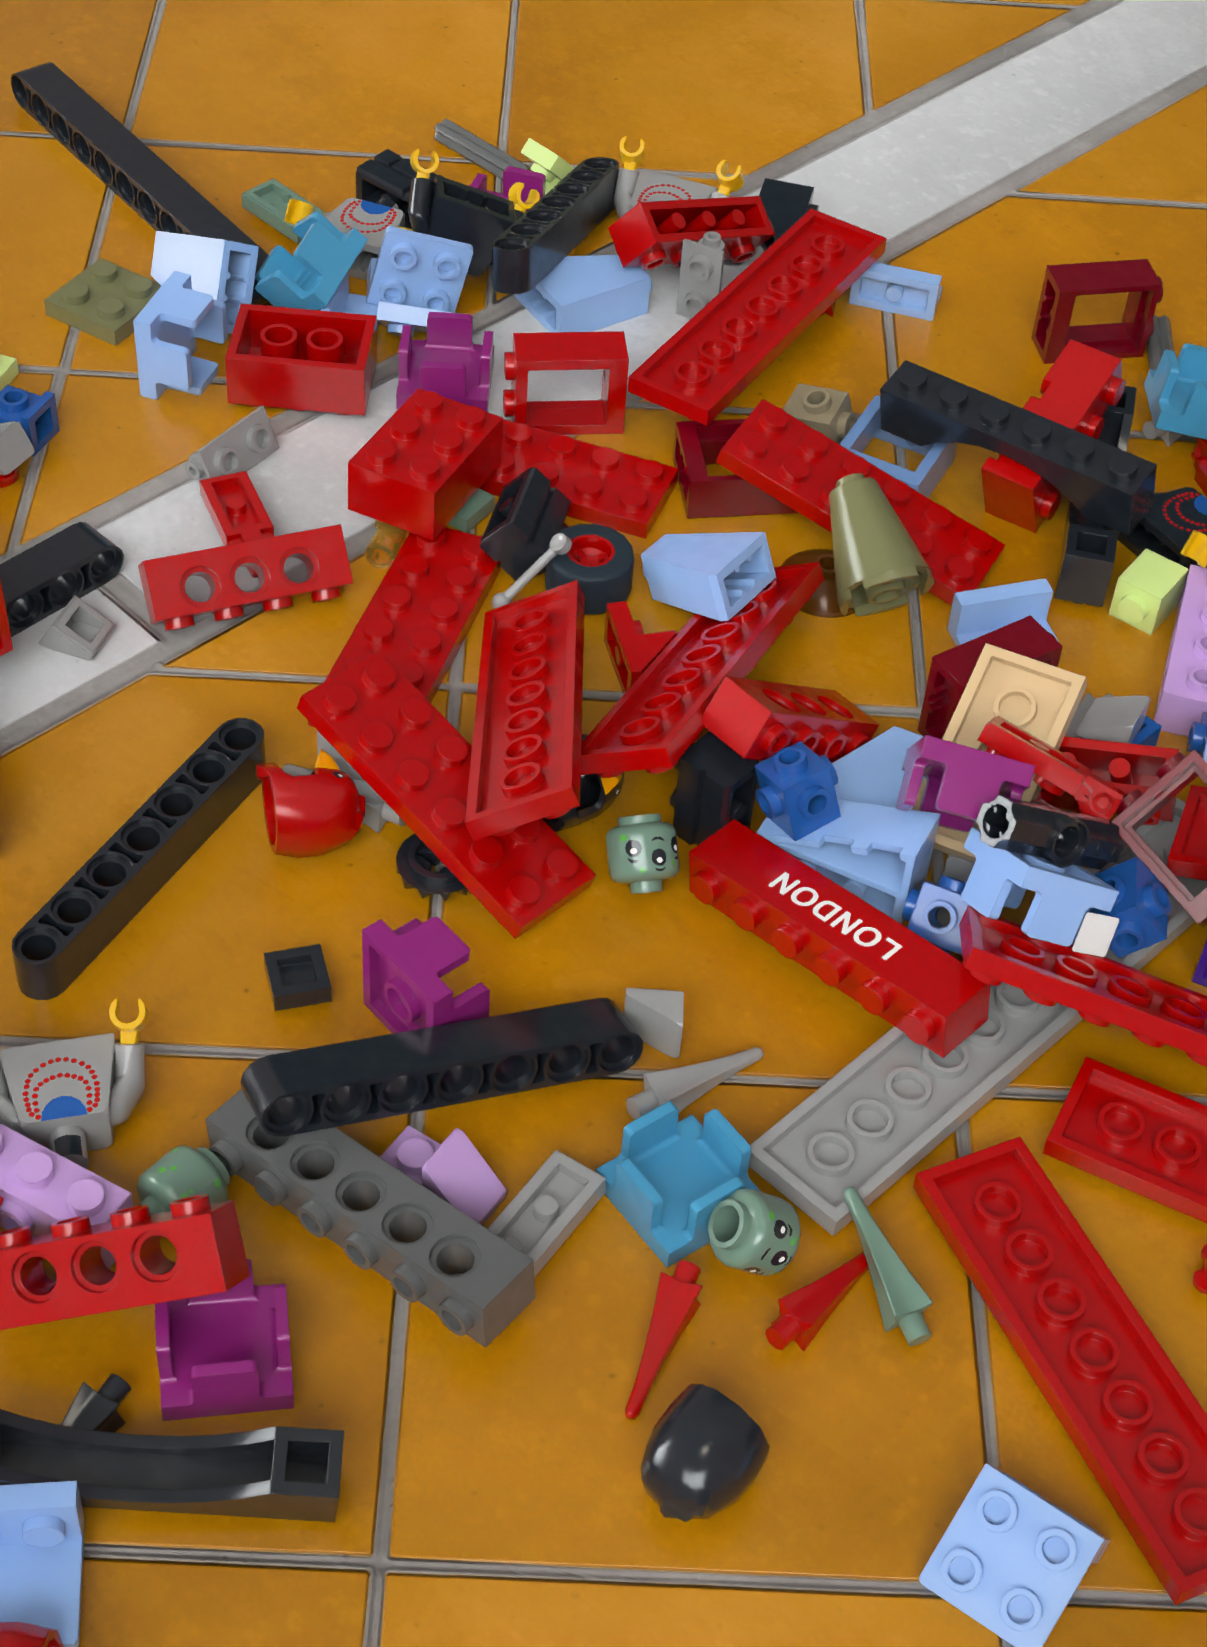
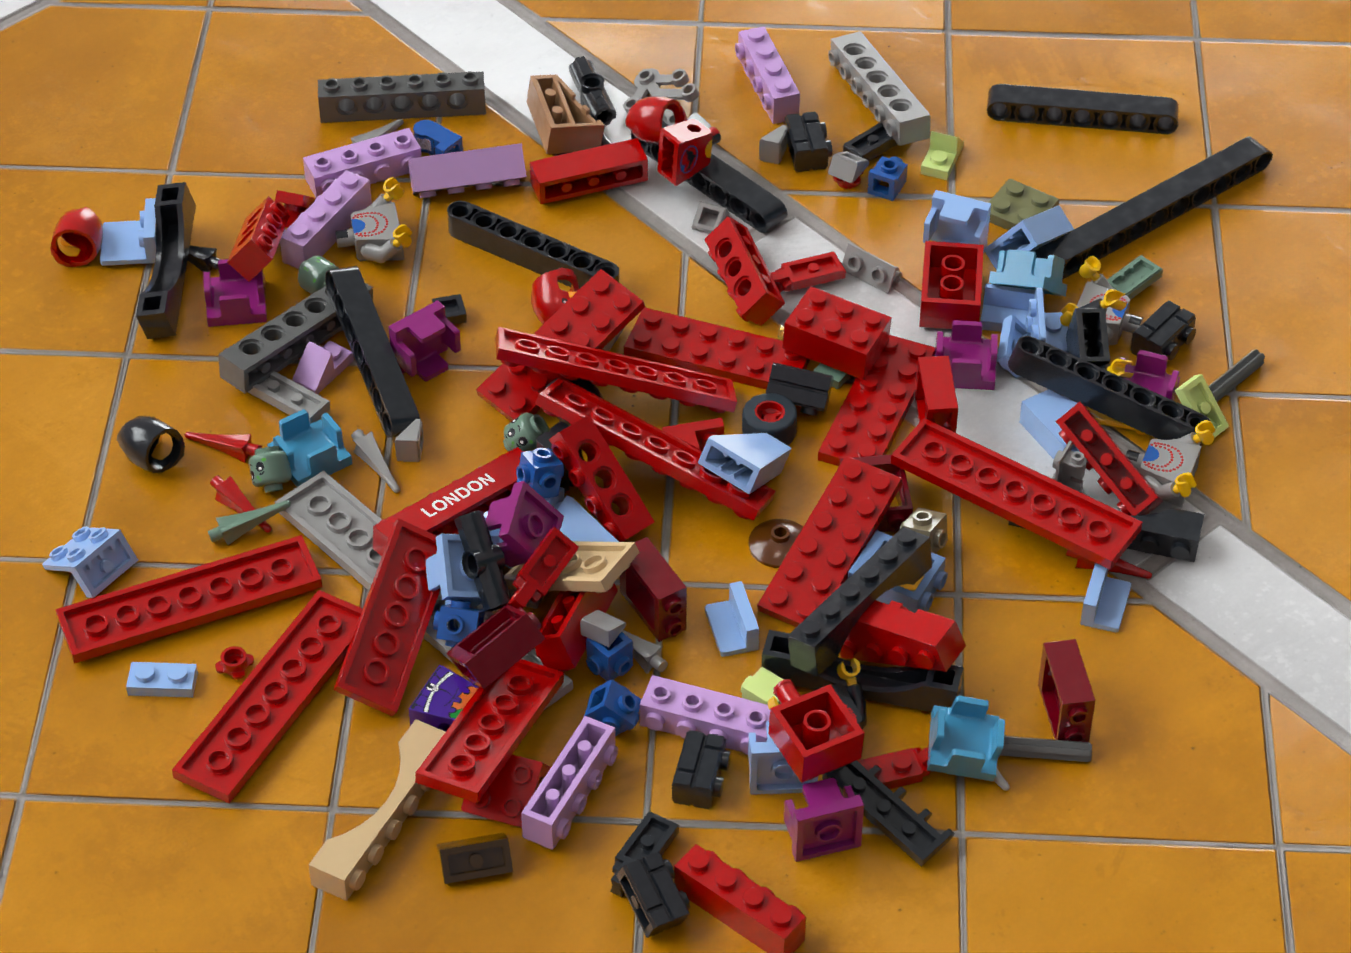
camera: 95 degrees right, 0 degrees up
(559, 544) = (746, 389): light grey hinge -> none
(872, 550) = (769, 533): olive cone -> none
(1095, 934) = (433, 600): white sticker -> none

